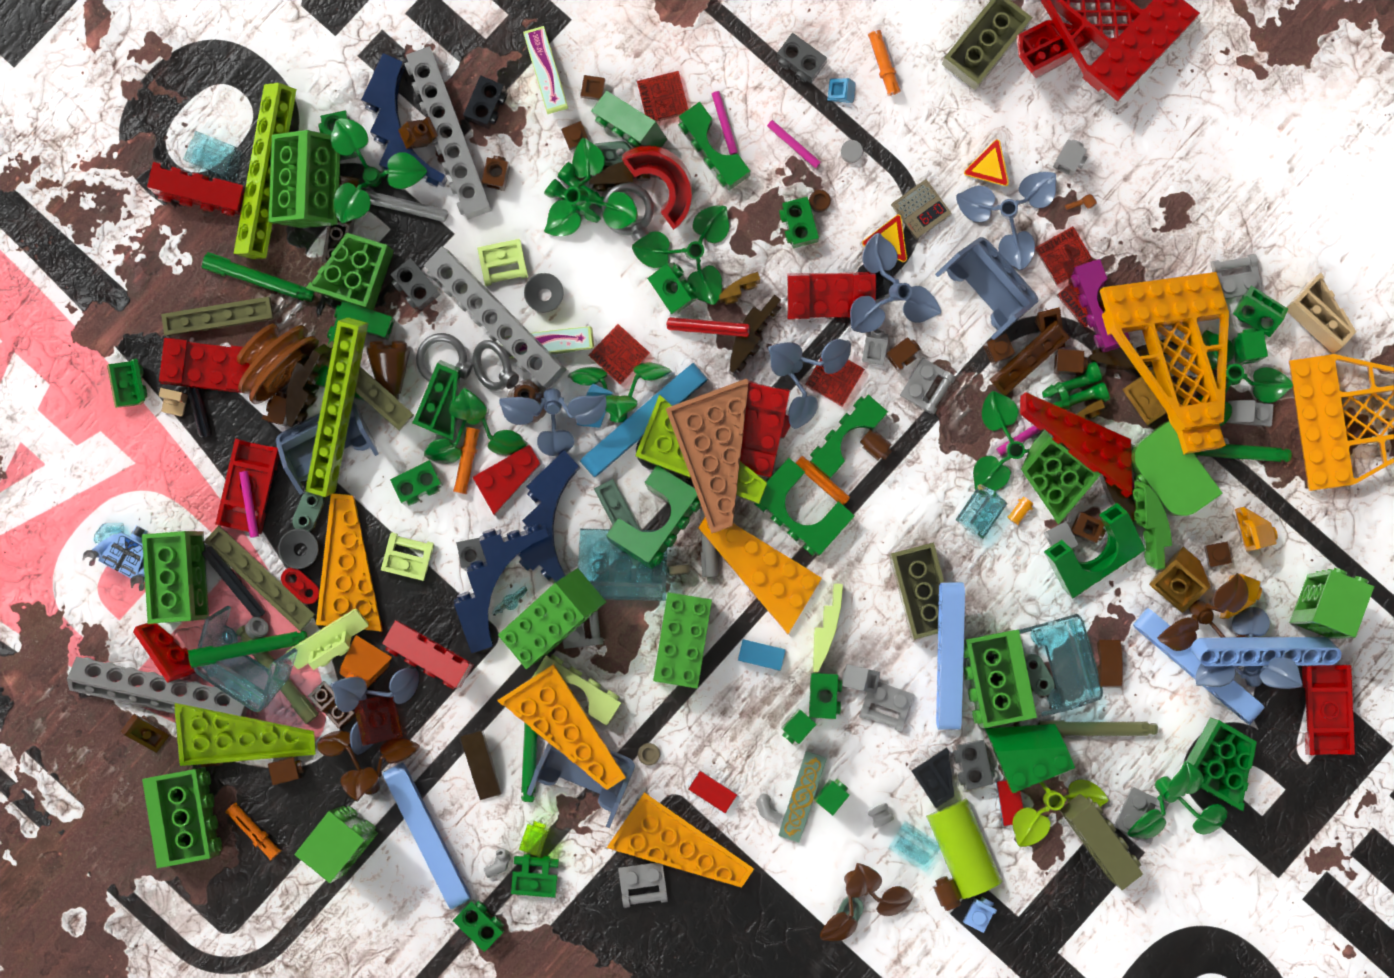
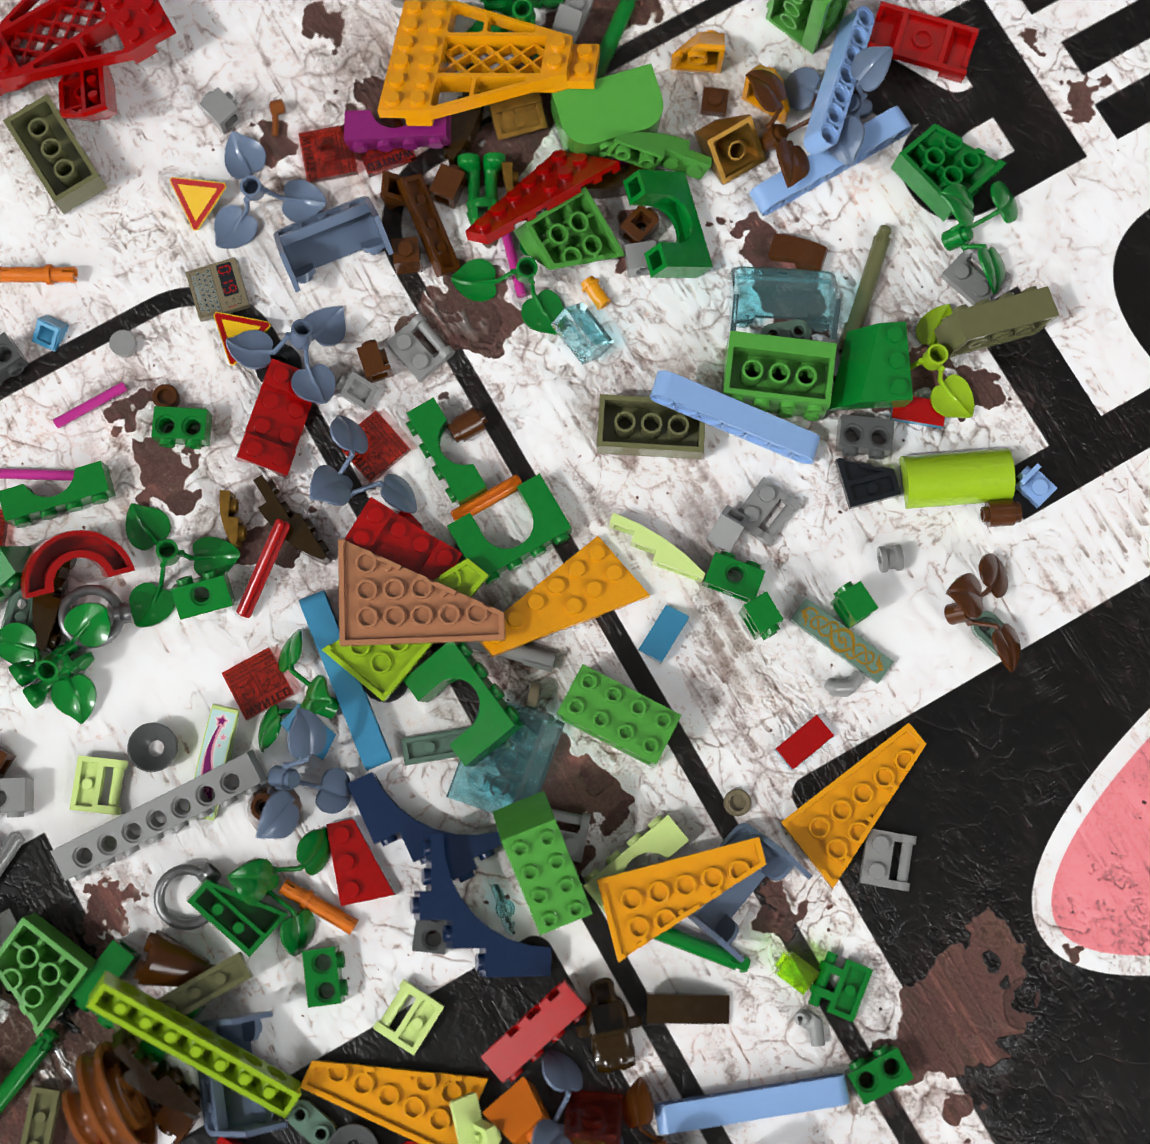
camera: 75 degrees left, 5 degrees down
(418, 282) = (84, 894): dark grey brick -> none
(447, 710) = (609, 1028): none -> dark brown piece
(507, 377) = (235, 822): flat silver piece -> none
(914, 846) = (936, 533): clear light blue plate -> none

